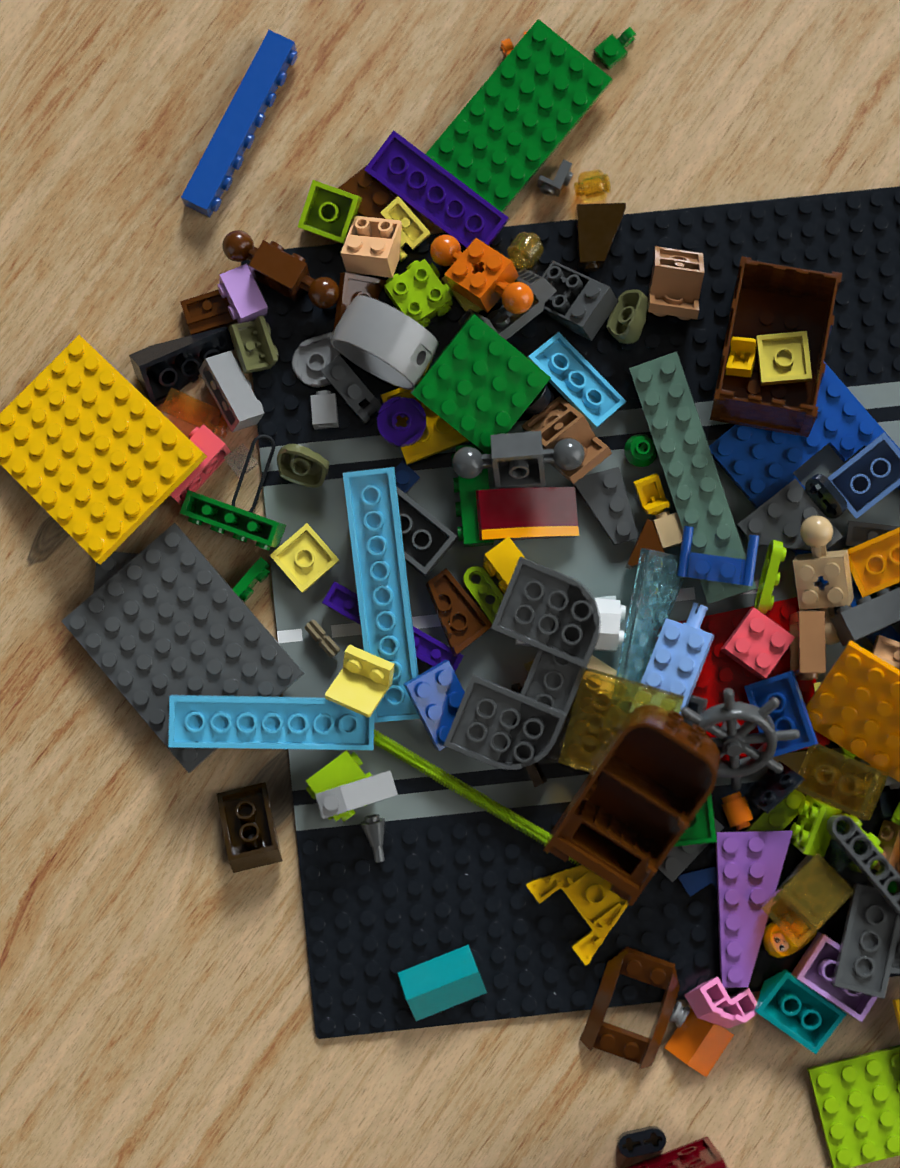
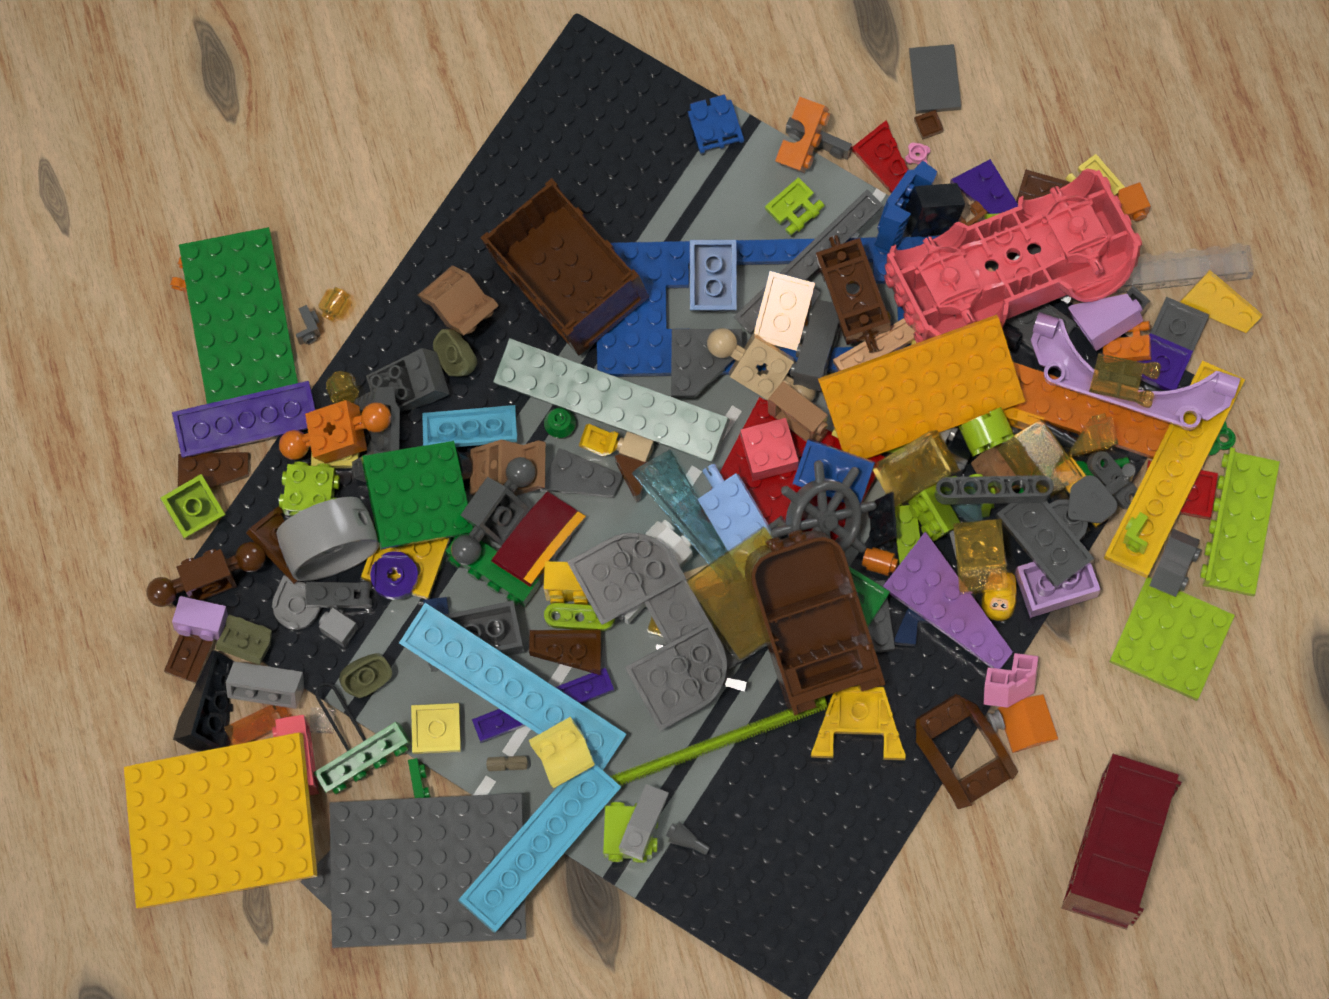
camera: 45 degrees left, 10 degrees down
(239, 124) = (66, 522): blue brick -> none
(249, 827) = (604, 929): dark brown slope -> none
(372, 246) = (246, 495): light nougat slope -> none
(412, 231) = (248, 458): light yellow plate -> none
(436, 699) = (623, 711): blue plate -> none
(442, 982) = (835, 874): teal slope -> none
(595, 232) = (372, 328): dark brown slope -> none
(613, 49) = (245, 211): green plate -> none
(643, 1147) = (1062, 820): black beam -> none
(717, 567) = (689, 433): blue plate -> none
(741, 357) = (552, 295): yellow bracket -> none
(770, 576) = (727, 401): lime plate -> none
(783, 358) = (577, 267): light yellow plate -> none
(798, 1010) = (1058, 629): teal slope -> none
(826, 496) = (702, 317): black beam -> none

